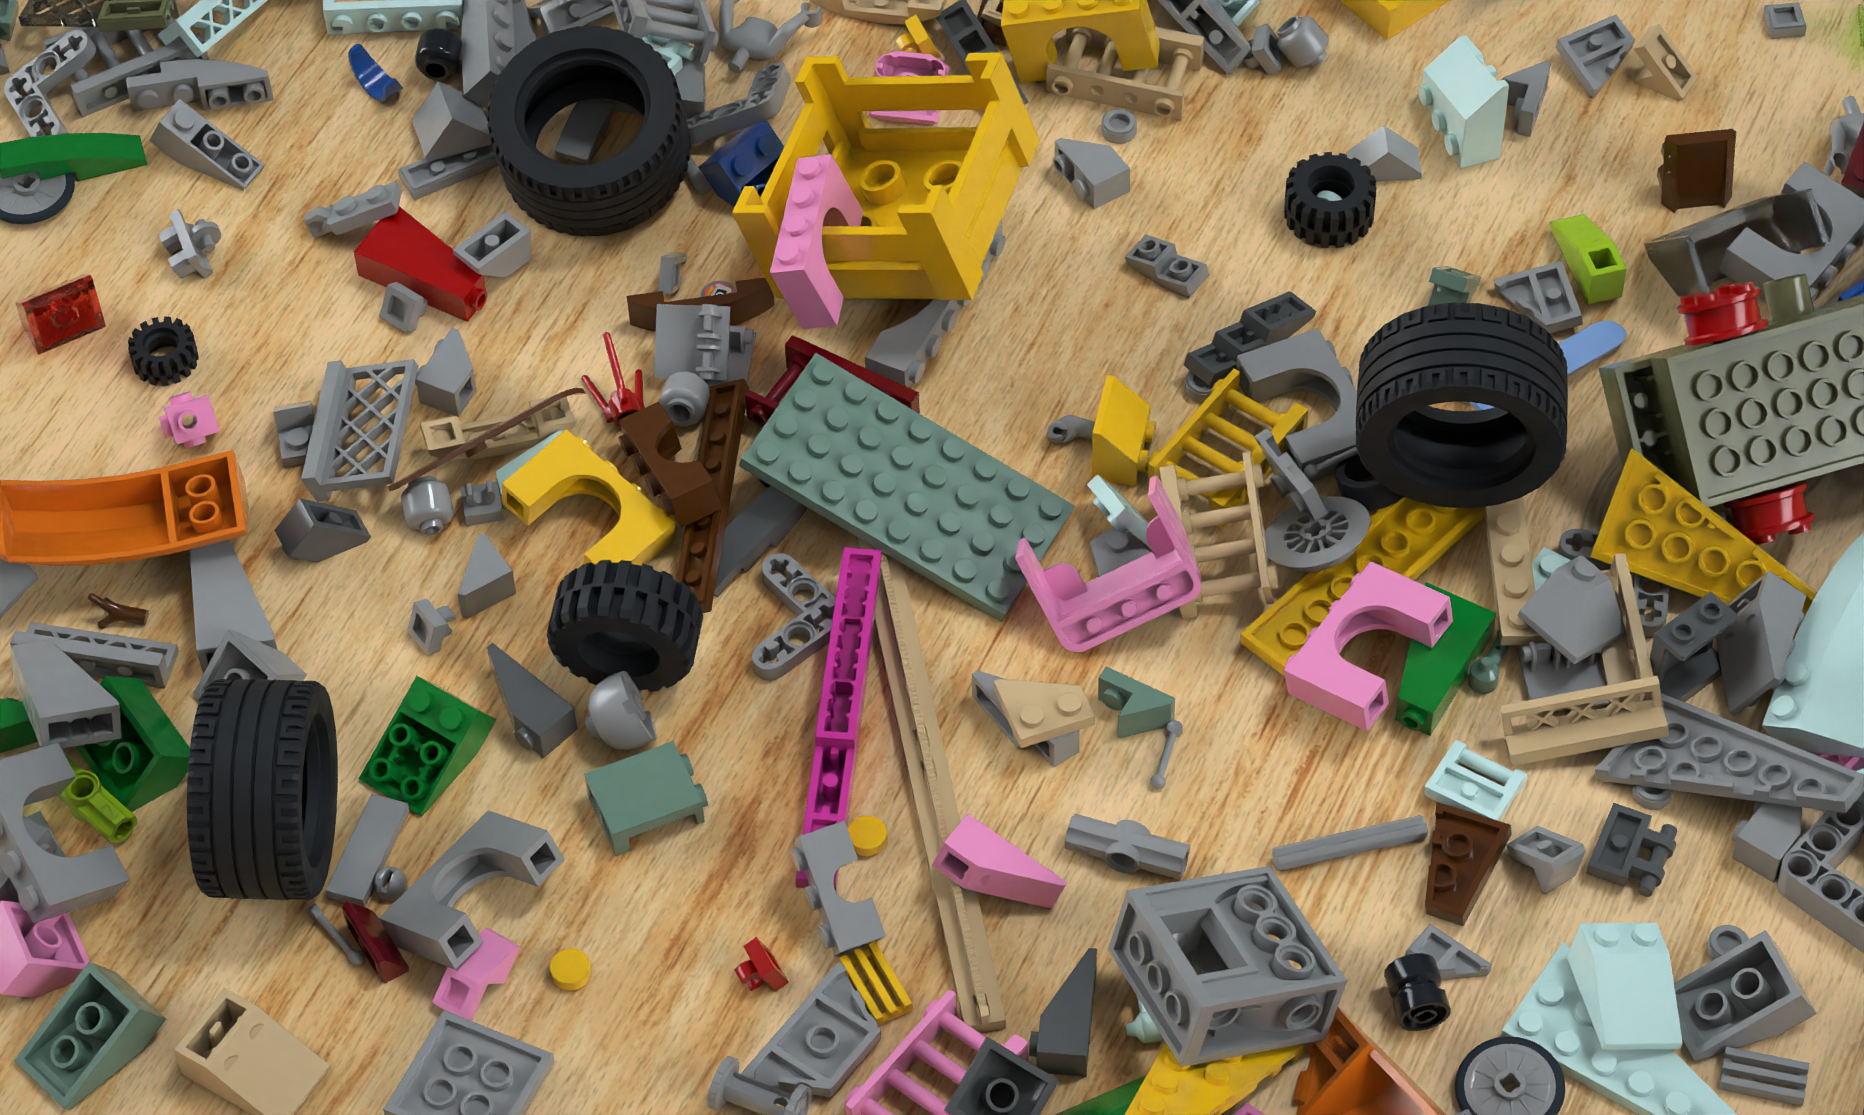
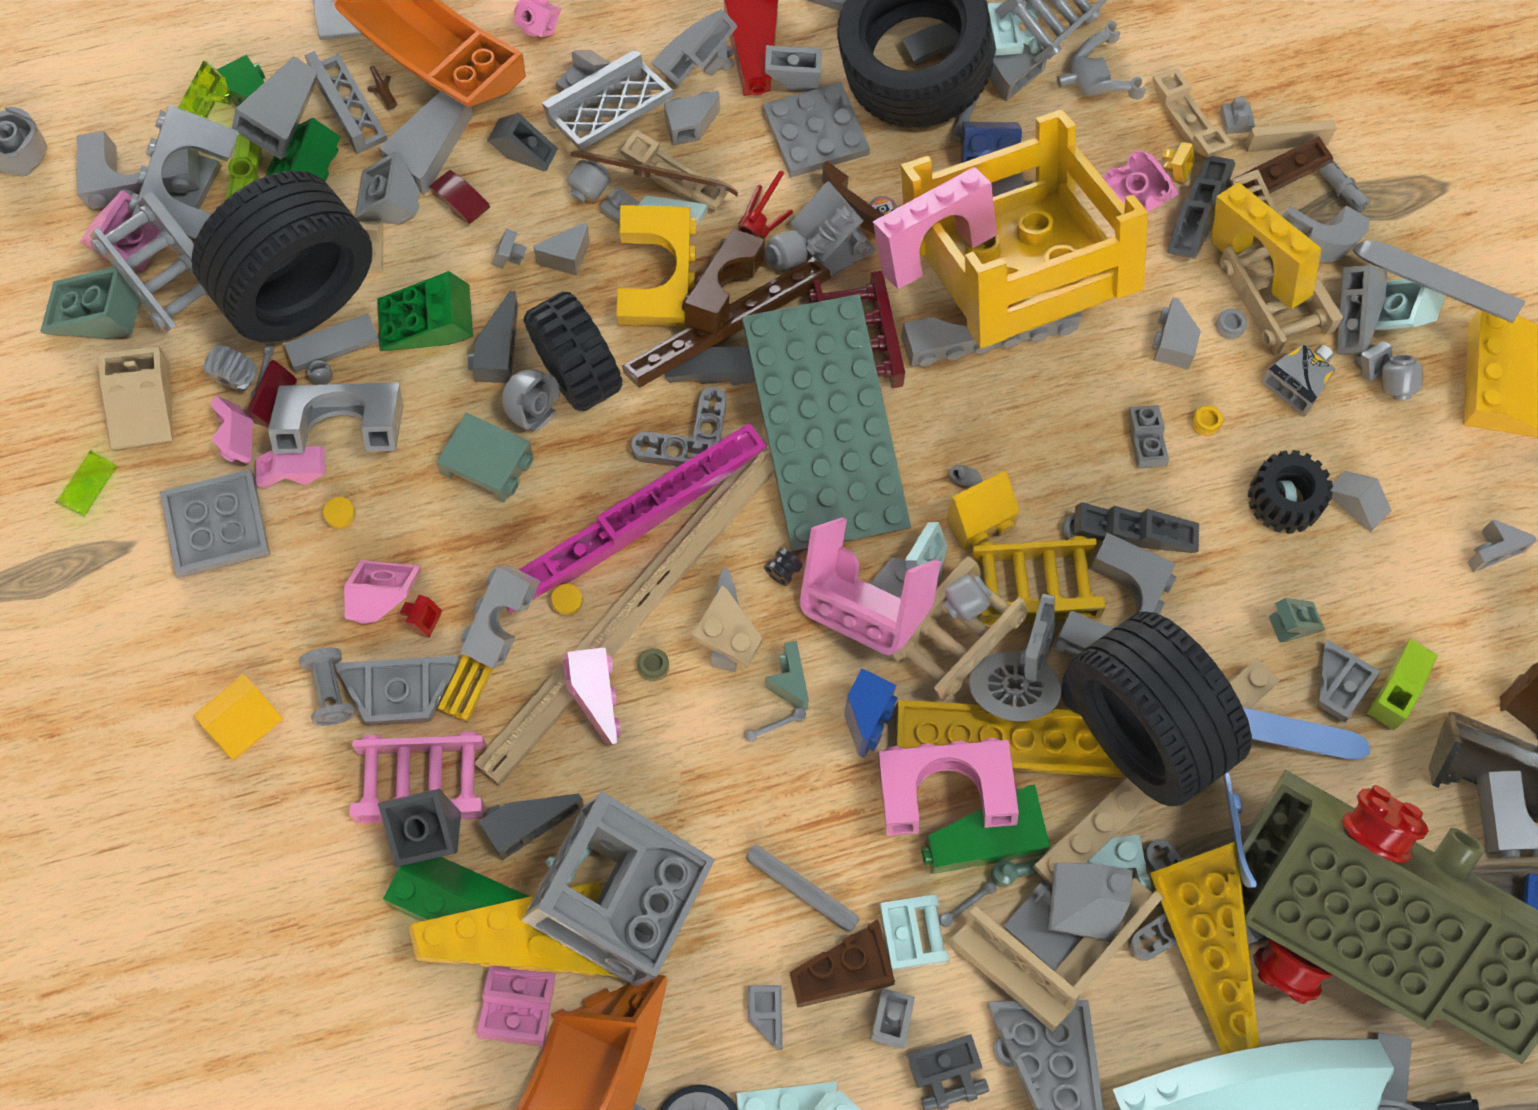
camera: 45 degrees right, 15 degrees up
(133, 891) = (170, 235): none -> light grey fence
(309, 950) = (230, 367): none -> light grey gear
(330, 625) = (460, 196): none -> dark red slope
(383, 310) = (694, 46): none -> light grey slope
(391, 999) = (235, 433): none -> bright pink slope
(572, 289) = (815, 129): none -> light grey plate
(670, 272) = (871, 168): light grey tile -> none
(698, 984) = (377, 589): none -> bright pink slope
(760, 105) = (1024, 112): light grey beam -> none
(1007, 810) = (653, 664): none -> olive tile
(1014, 632) = (783, 566): none -> black wheel
(1127, 846) = (682, 756): light grey piece -> none
(1196, 212) = (1207, 420): none -> yellow tile
(1203, 492) = (967, 597): none -> light grey head
(1228, 113) = (1300, 376): none -> light grey torso
(1230, 659) = (866, 708): none -> blue slope
(1416, 992) = (717, 1018): black wheel -> none
(1466, 103) = (1447, 513): light aqua wedge -> none
(1486, 698) = (947, 919): none -> light grey hinge
(1617, 448) = (1234, 808): none -> light blue piece
(1684, 650) = (1129, 997): dark grey panel -> none
(1760, 641) = (1178, 1035): light grey slope -> none

